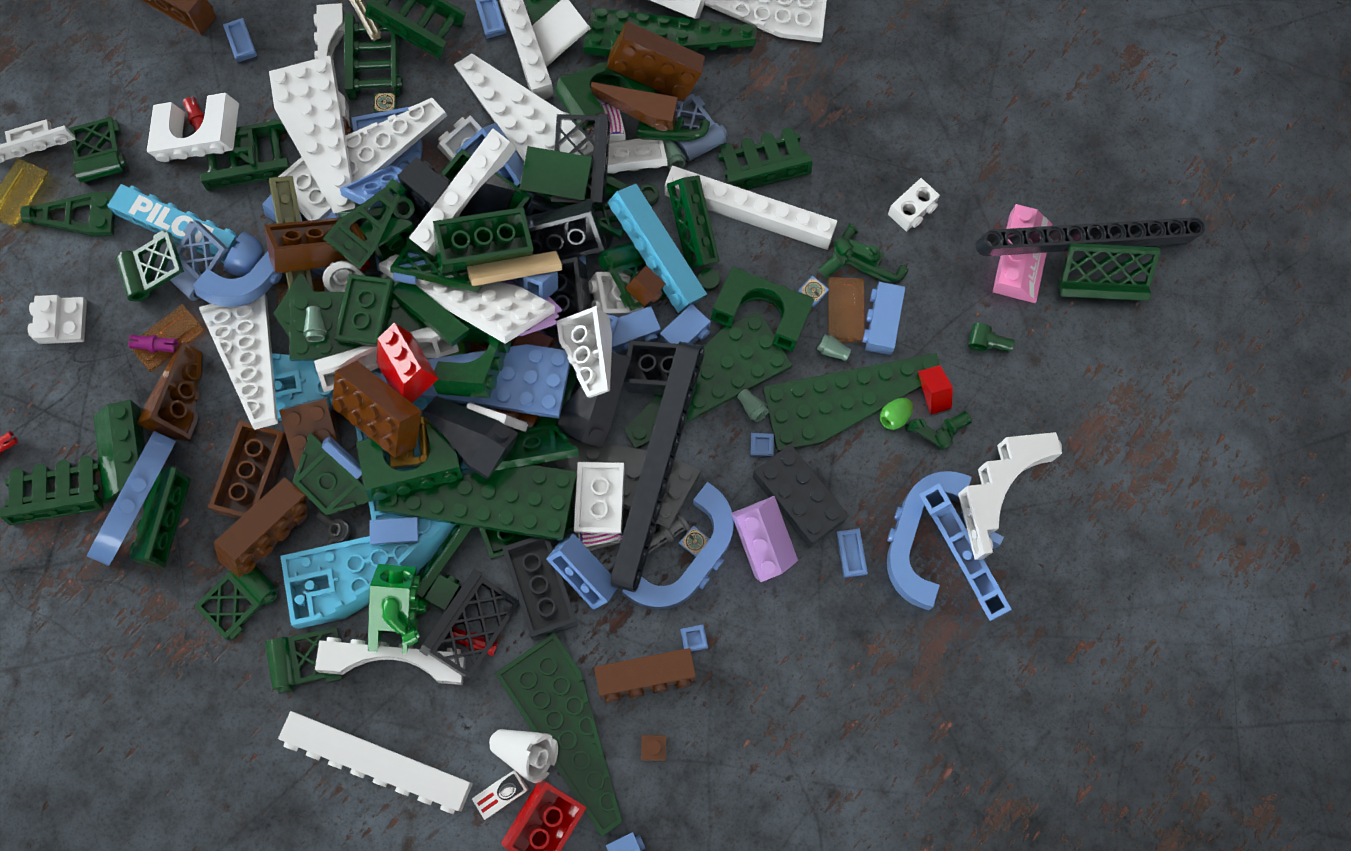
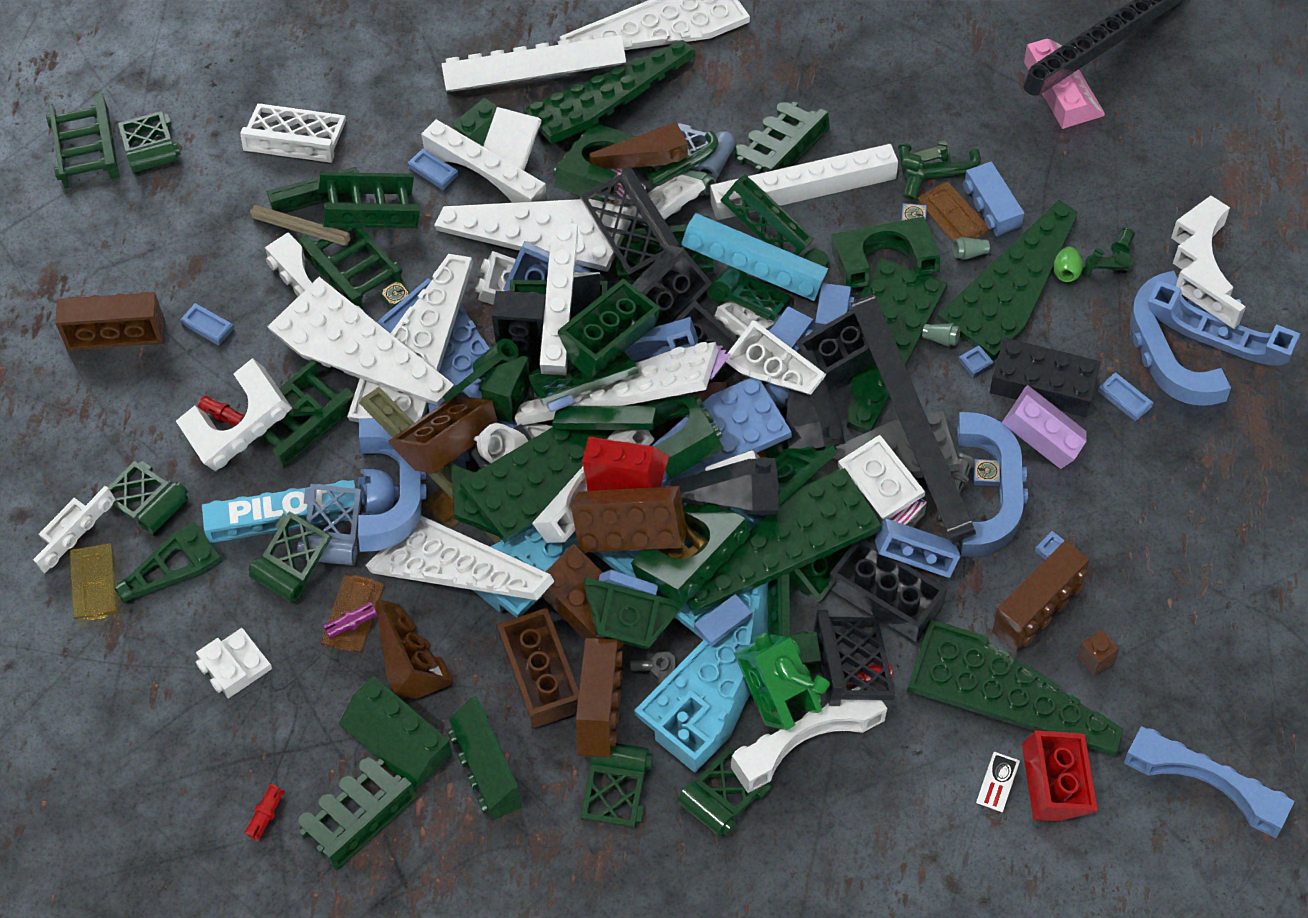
camera: 30 degrees left, 15 degrees down
(131, 498) = (459, 763): medium blue arch -> none
(314, 326) = (511, 492): sand green cone -> none
(347, 242) = (483, 401): dark green plate -> none
(364, 310) = (544, 452): dark green tile -> none
(368, 186) = (464, 351): medium blue tile -> none
(375, 761) = (864, 830): white brick -> none
(514, 268) = (653, 335): tan tile -> none
(525, 752) = (990, 725): white cone -> none
(556, 173) = (619, 245): dark green tile -> none
(645, 286) = (772, 291): reddish brown brick -> none
(655, 61) = (626, 108): reddish brown brick -> none
(910, 202) = (940, 98): white brick -> none
(936, 389) = (1085, 225): red slope -> none
(984, 338) = (1089, 165): dark green pin -> none
(1105, 286) = (1148, 67): dark green fence -> none

